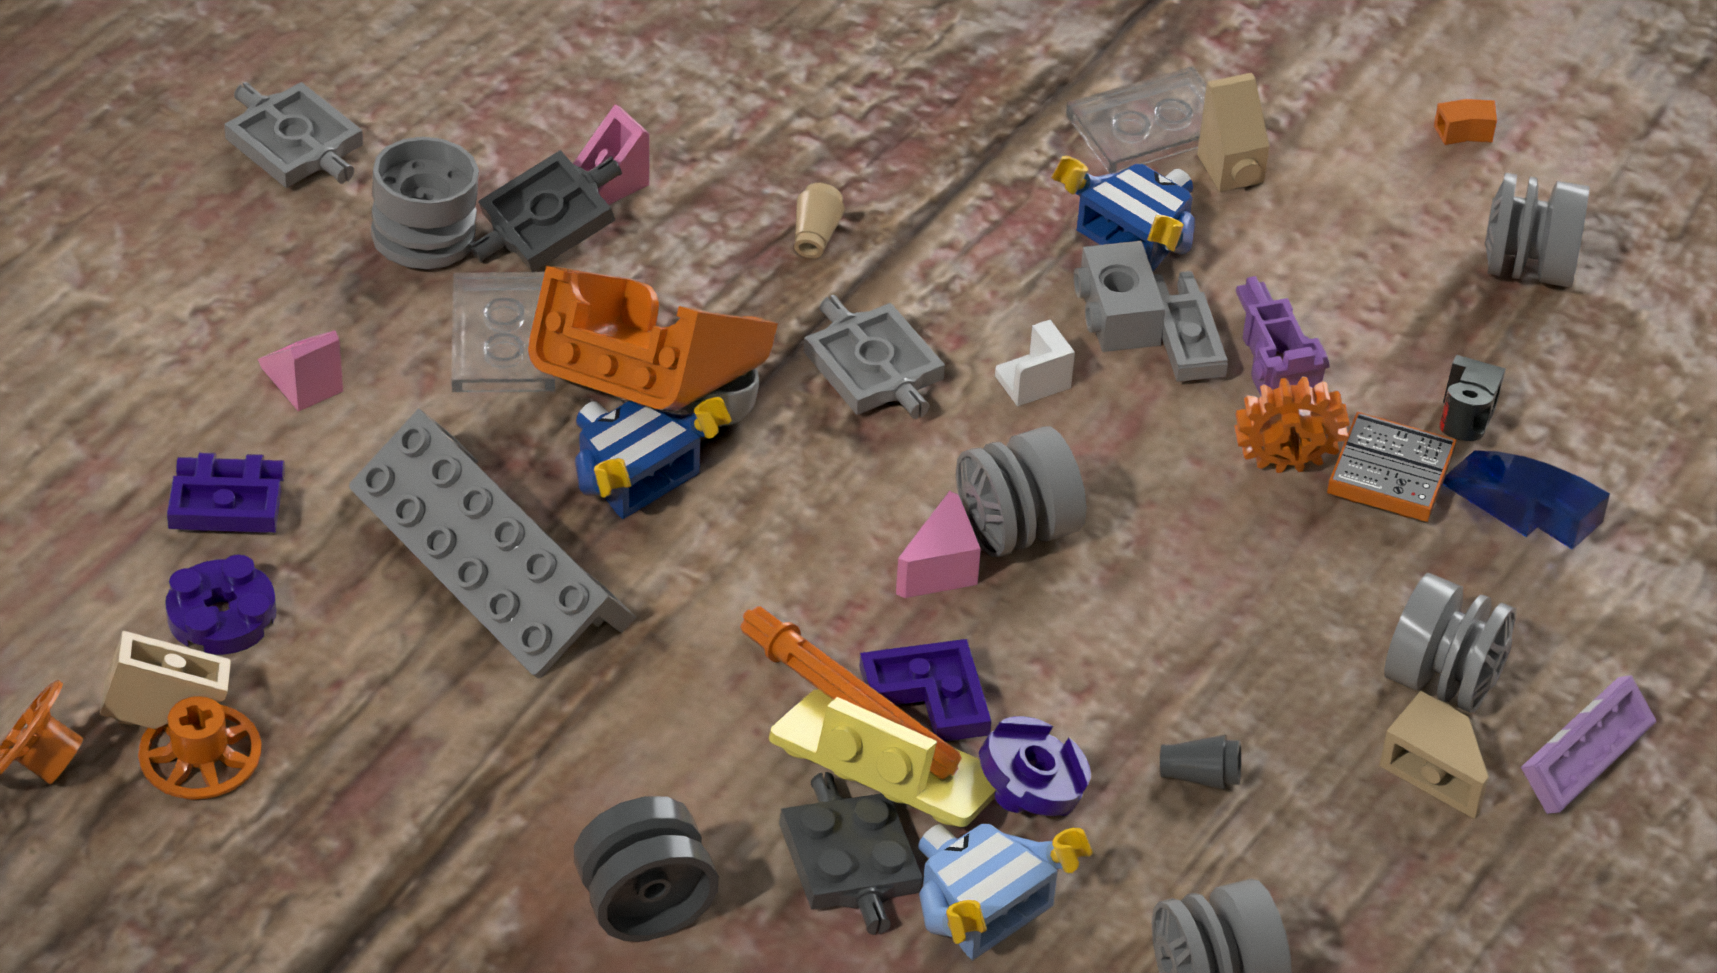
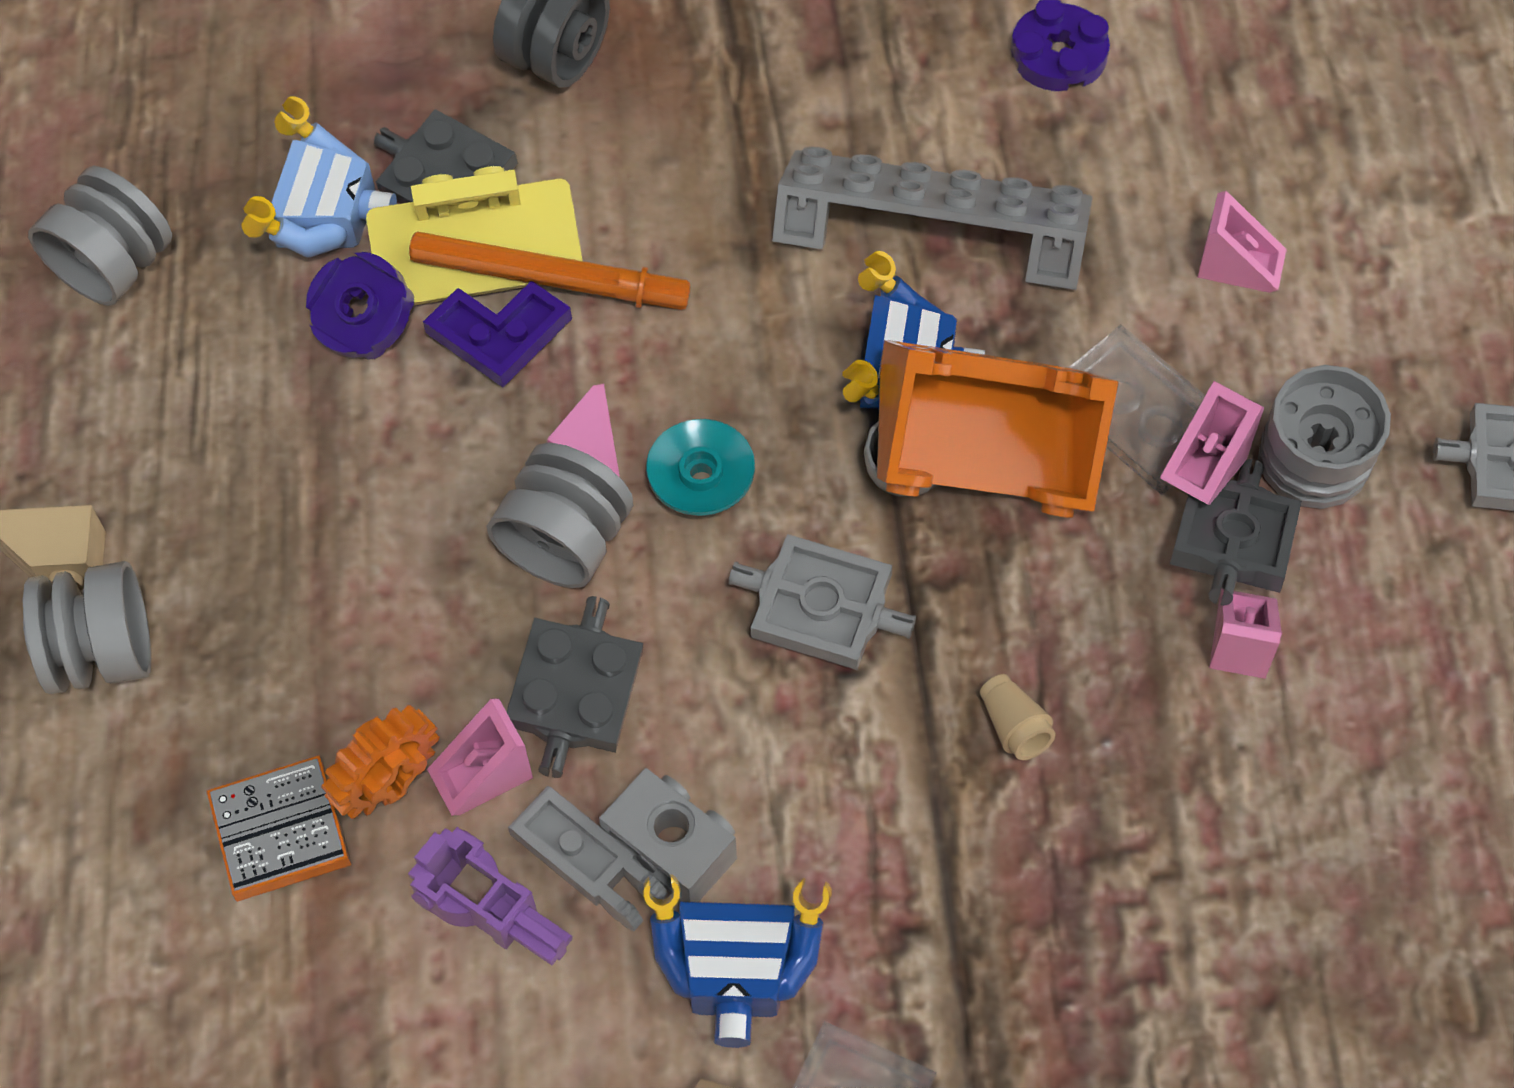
camera: 145 degrees right, 15 degrees up
(226, 493) = (1152, 105): dark purple plate -> none
(511, 239) = (1214, 444): none -> bright pink slope
(873, 483) = (697, 448): none -> teal dish
(1043, 371) = (677, 700): white panel -> none
(1107, 422) = (574, 685): none -> dark grey plate
(1203, 761) = (235, 413): dark grey cone -> none
(1205, 409) = (481, 761): none -> bright pink slope
(1470, 398) = (236, 931): pearl dark grey leg -> none
(1530, 495) = (128, 884): clear blue slope -> none

